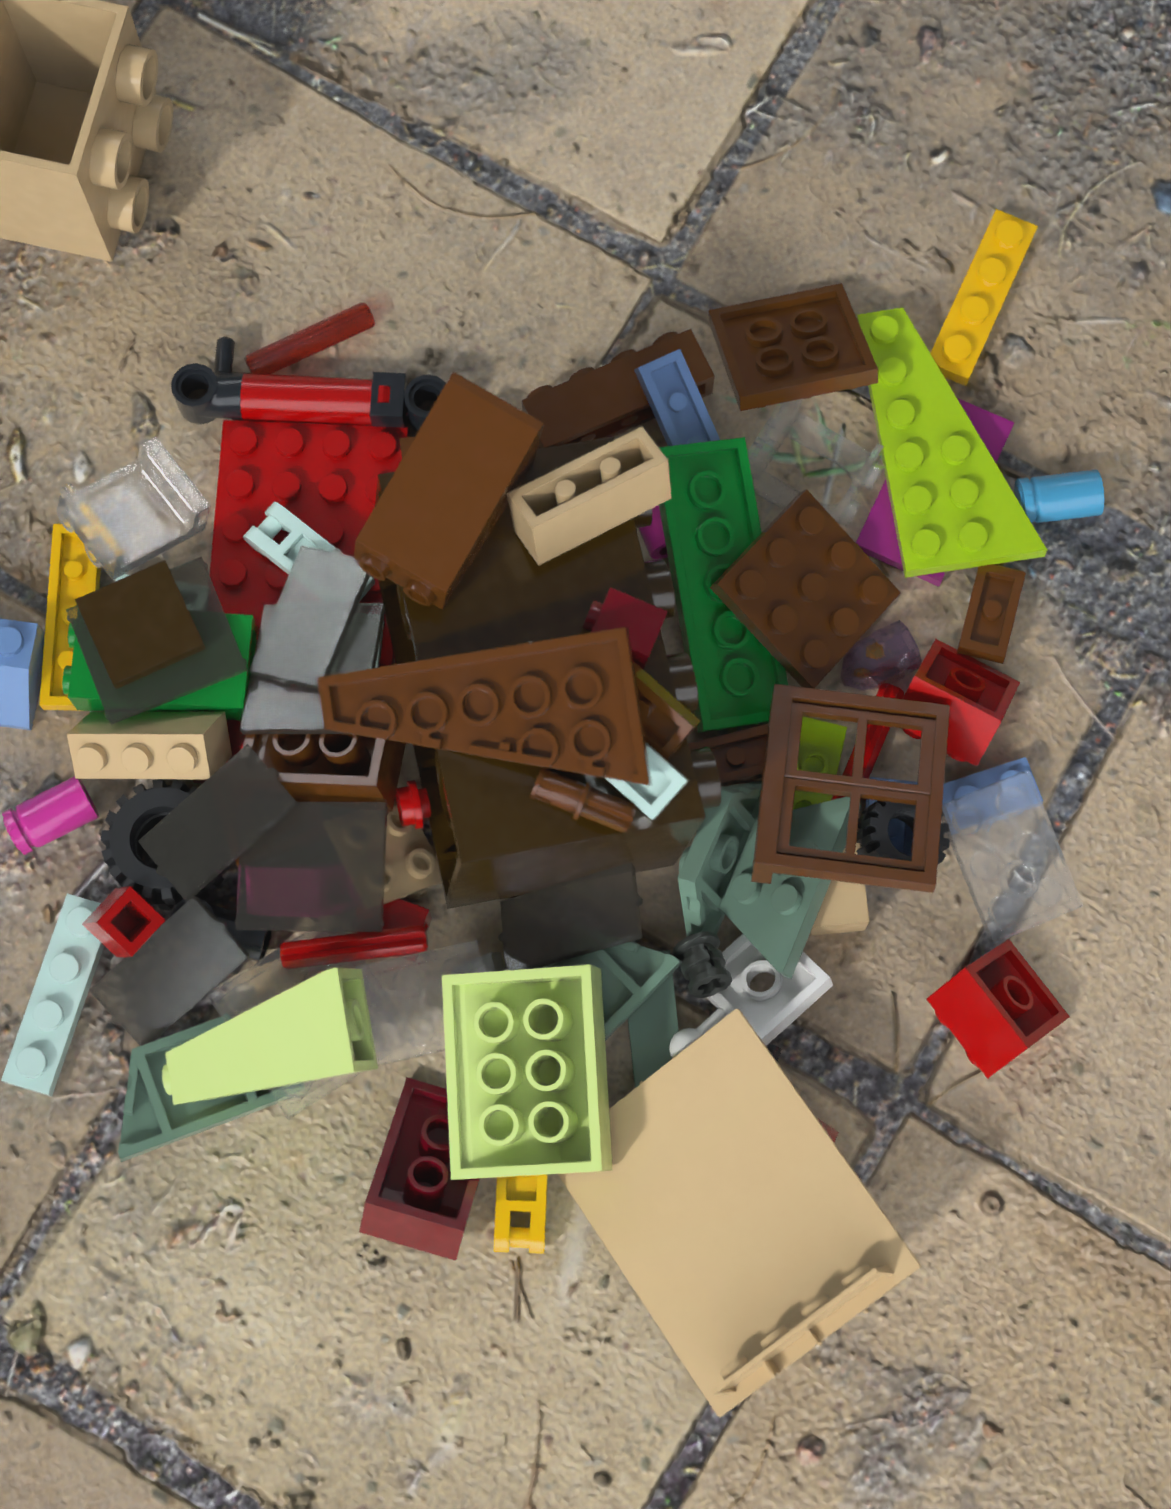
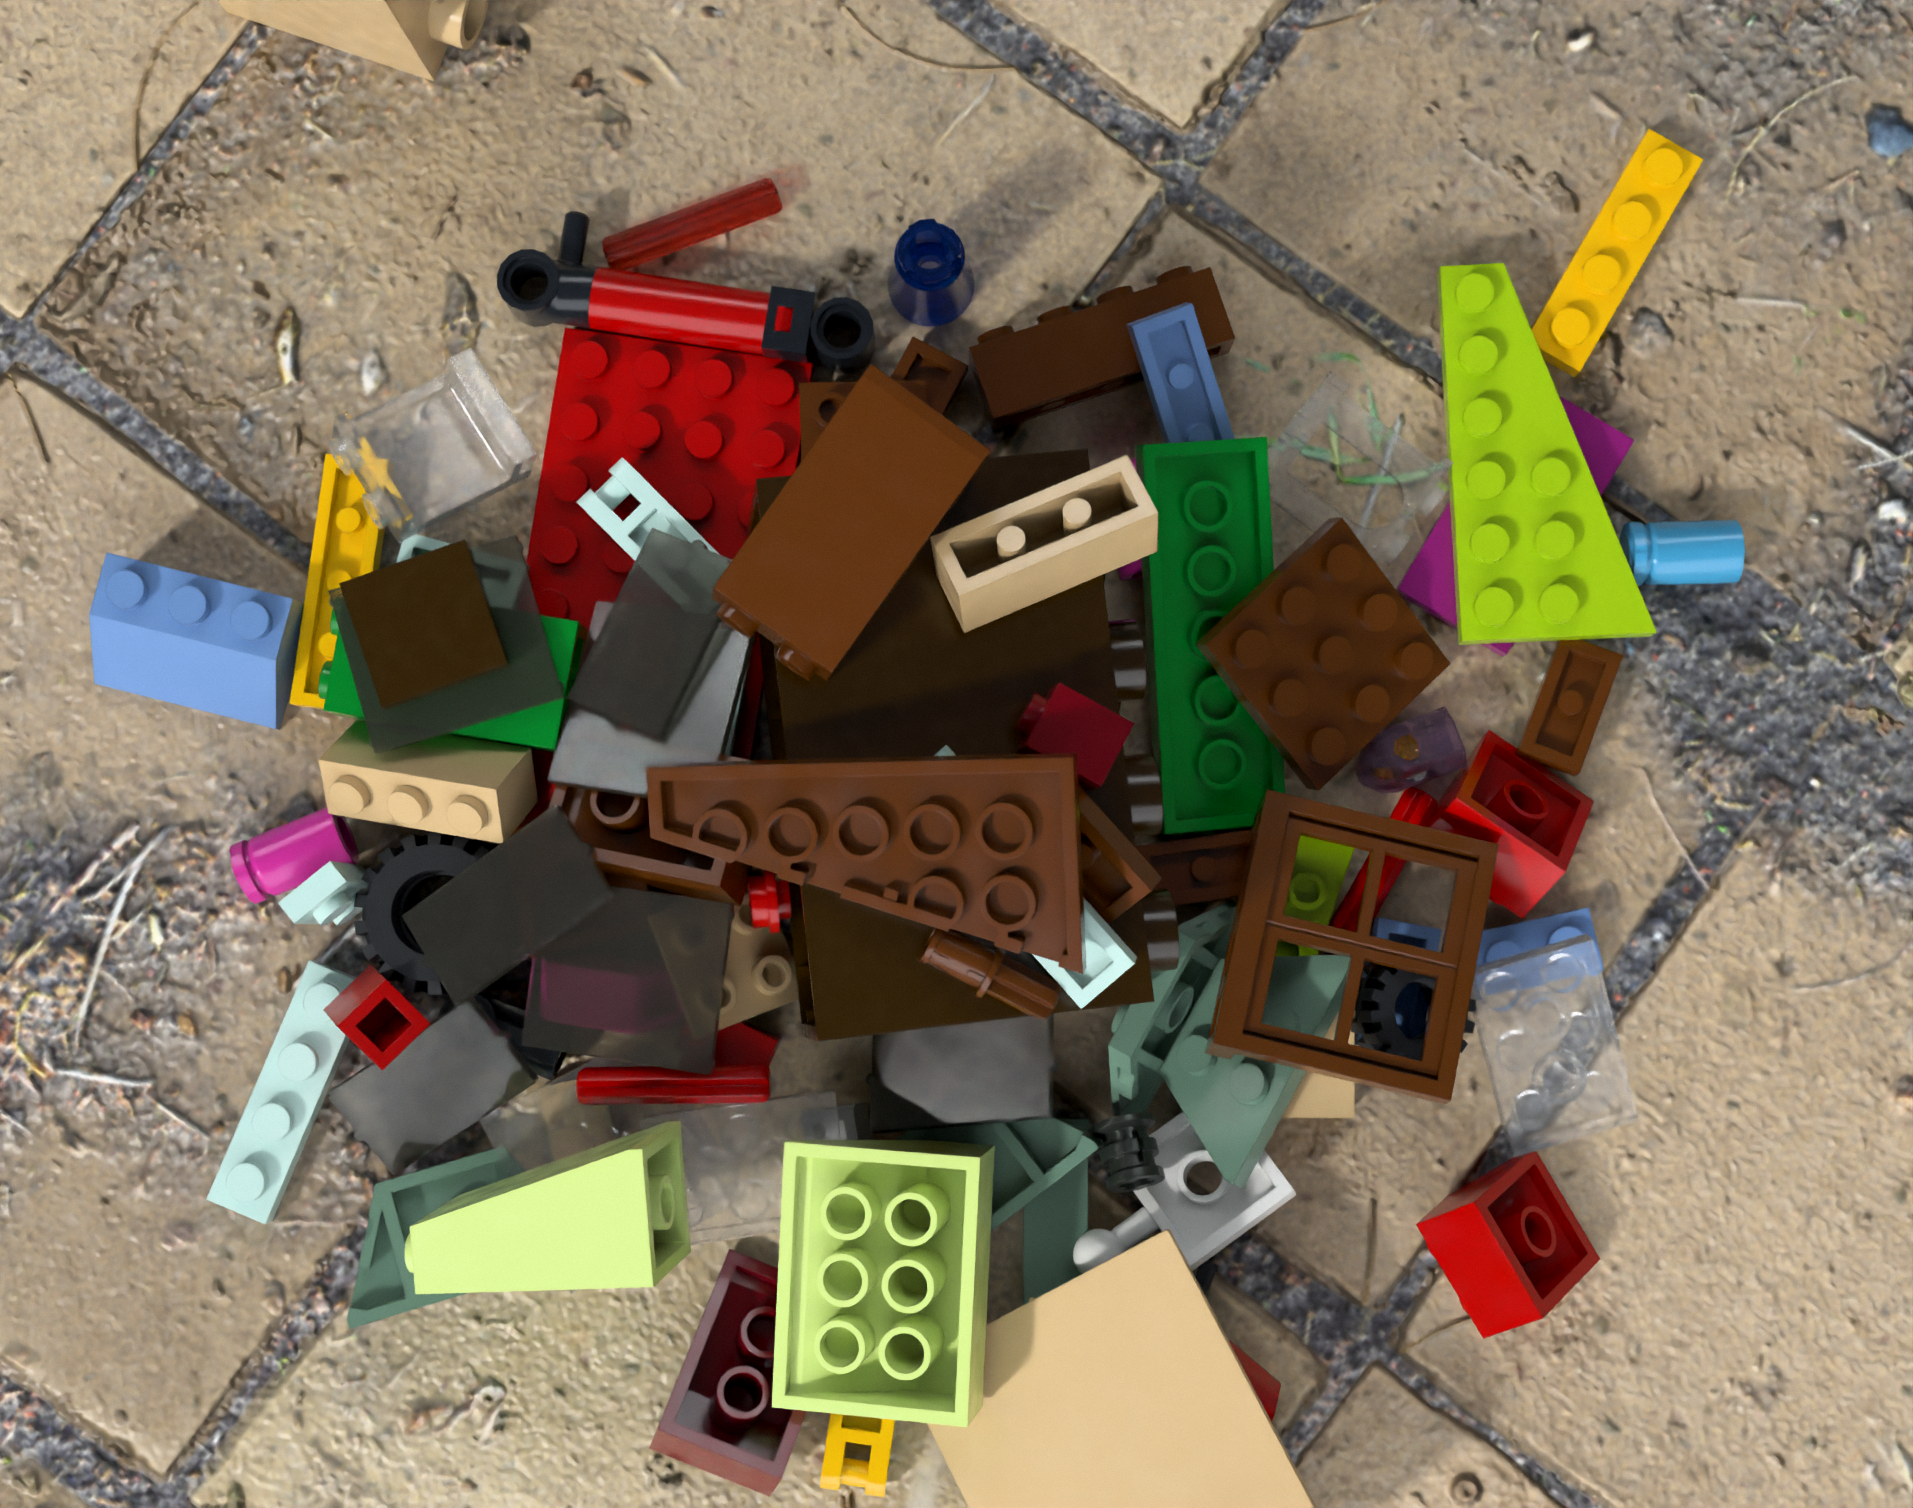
camera: 10 degrees right, 10 degrees up
(79, 836) = (326, 895): none -> light aqua plate
(488, 352) = (933, 294): none -> clear blue plant
(792, 347) = (1346, 307): reddish brown plate -> none

